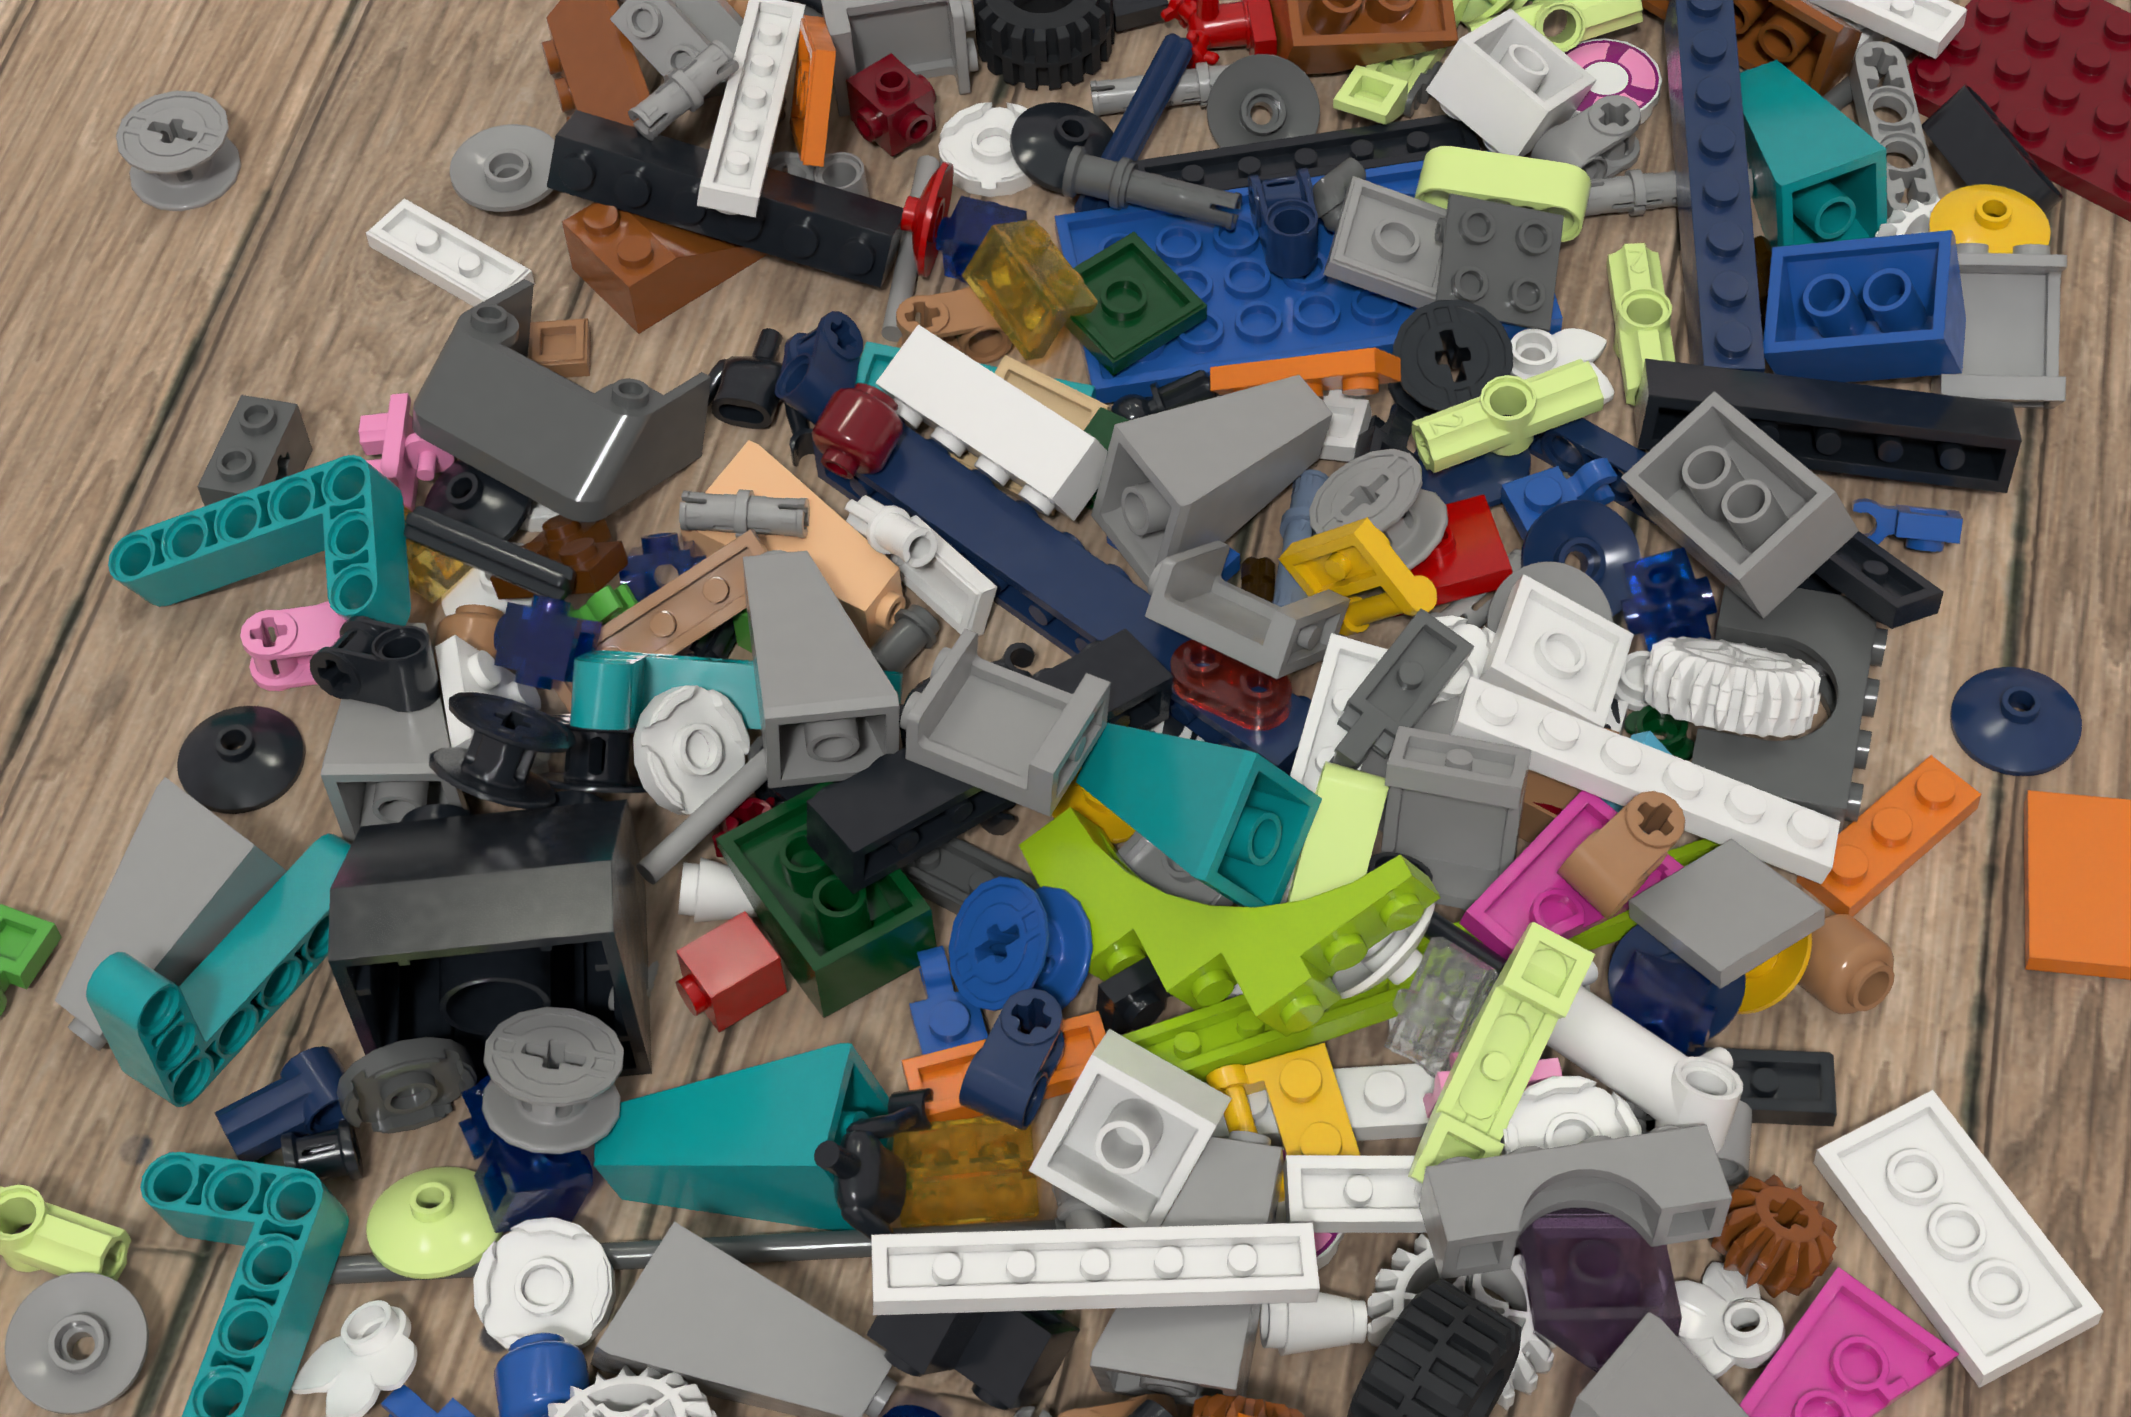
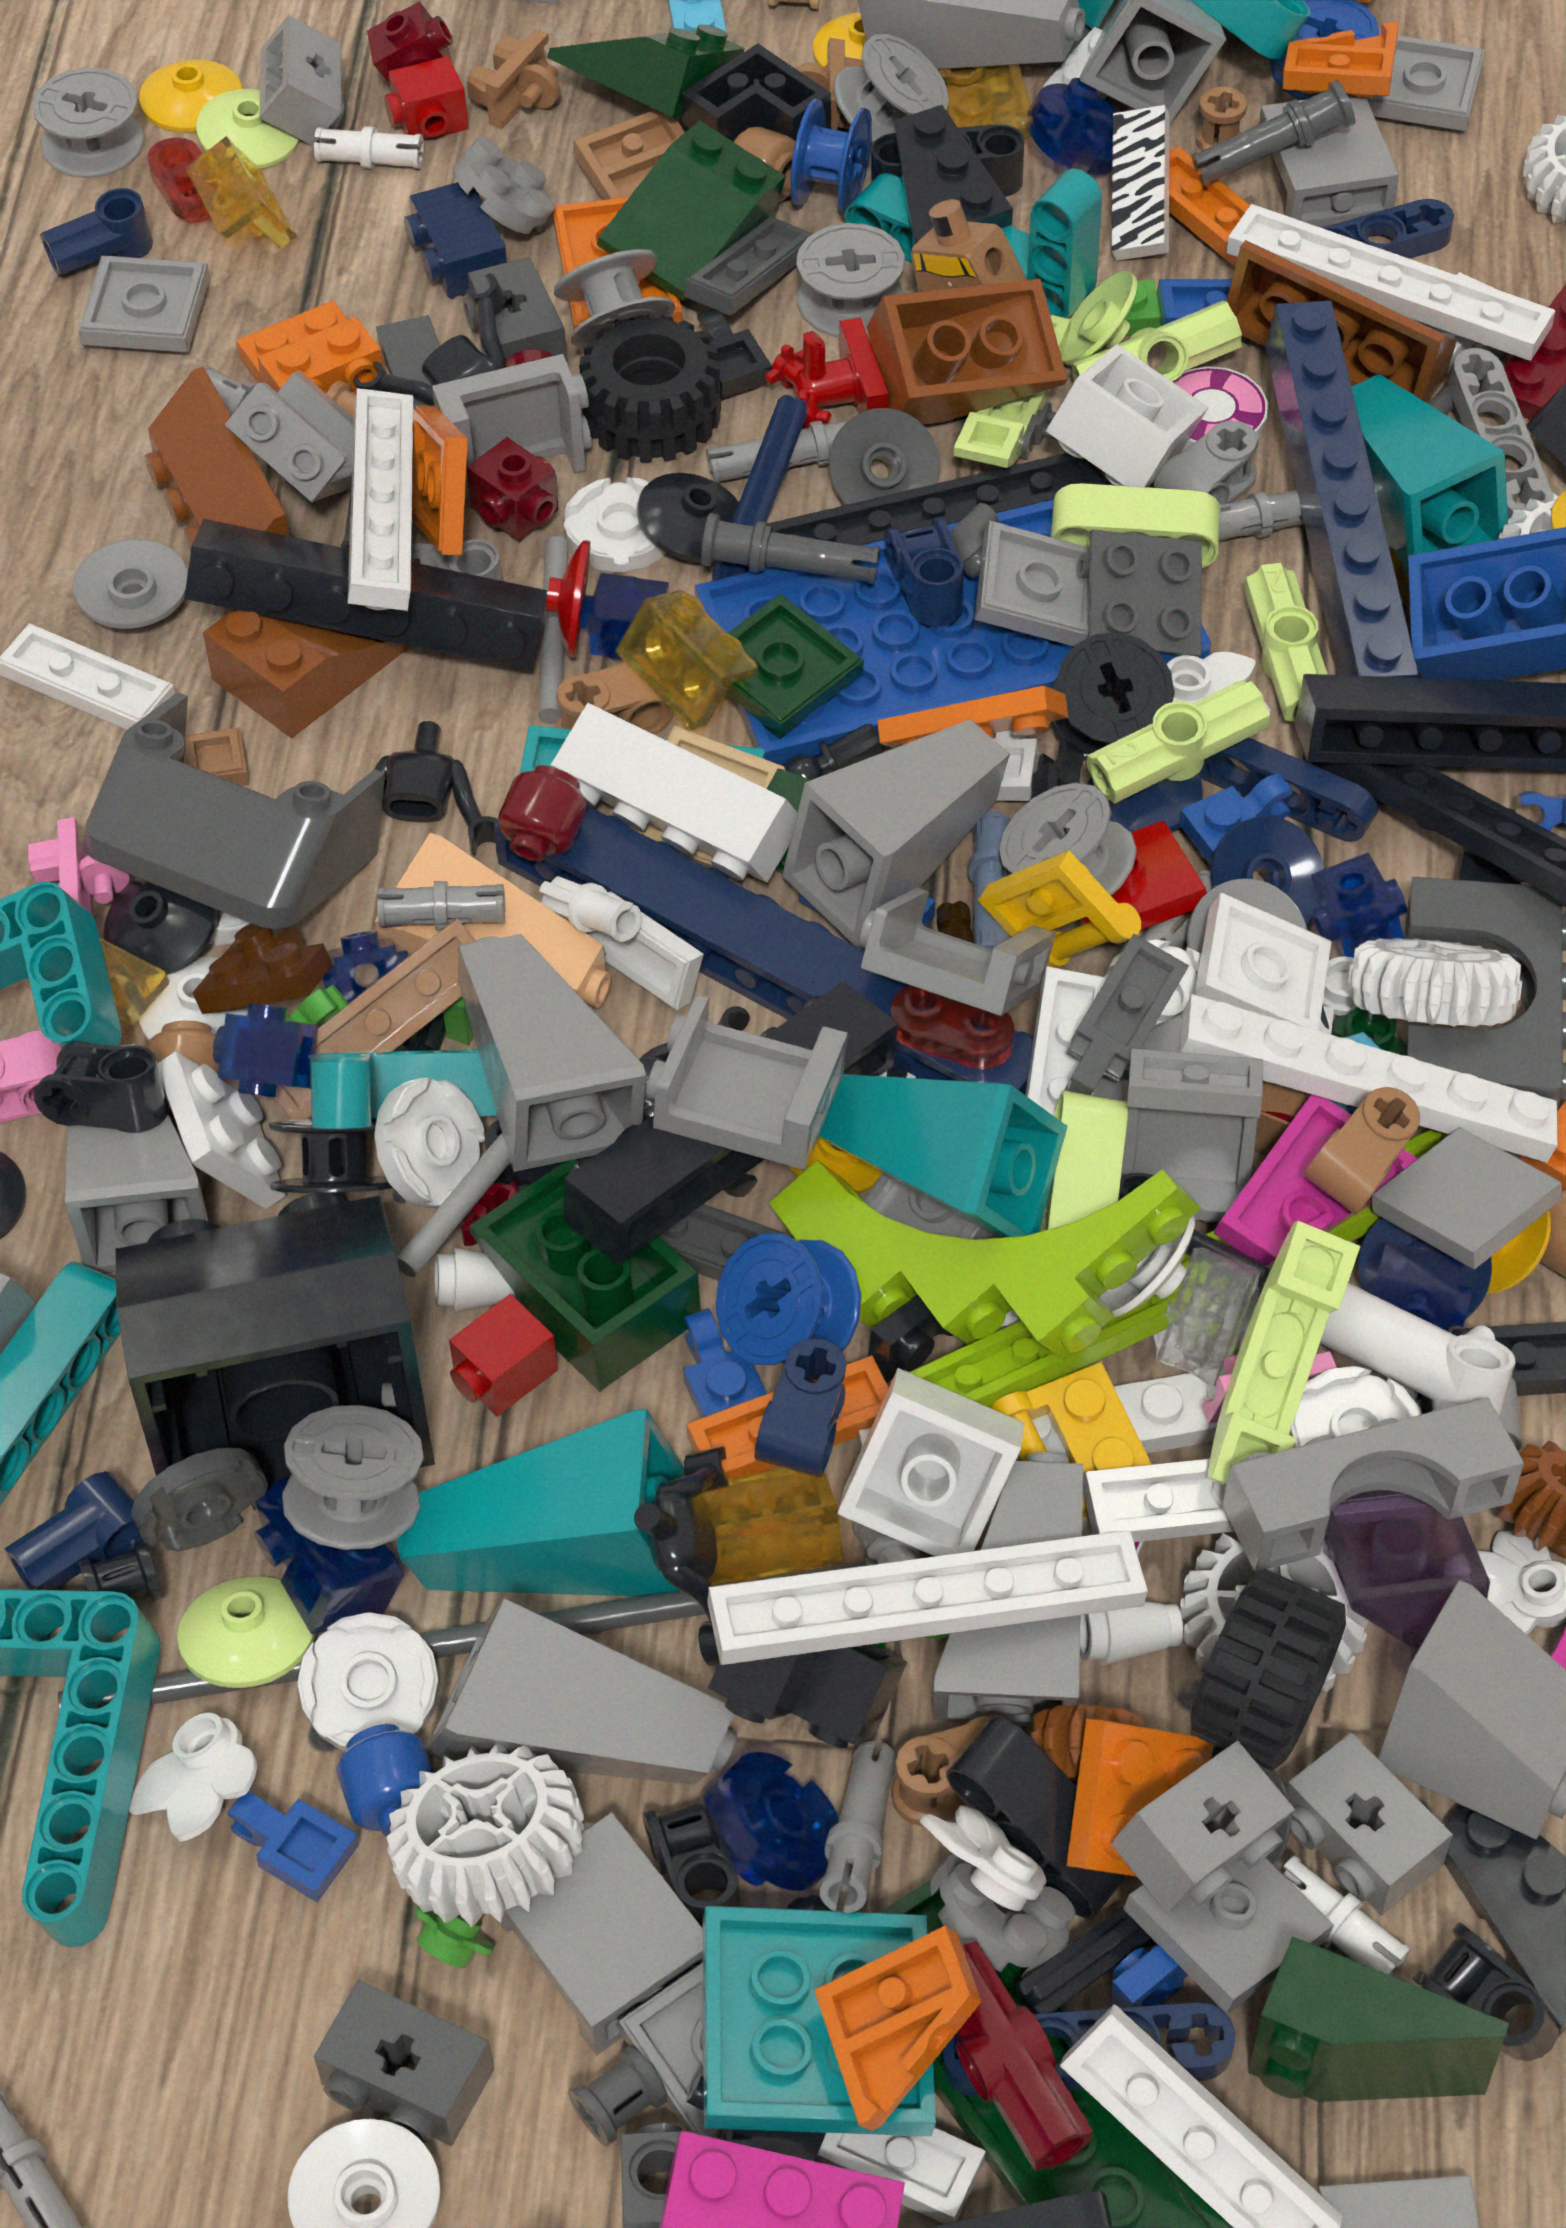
camera: 10 degrees left, 0 degrees up
(489, 553) = (193, 967): black axle -> none
(501, 750) = (249, 1159): black piece -> none
(683, 90) = (312, 489): light grey pin -> none
(819, 364) = (487, 754): dark blue piece -> none
(910, 633) = (623, 1006): dark grey pin -> none
(1740, 504) = (1420, 805): light grey brick -> none

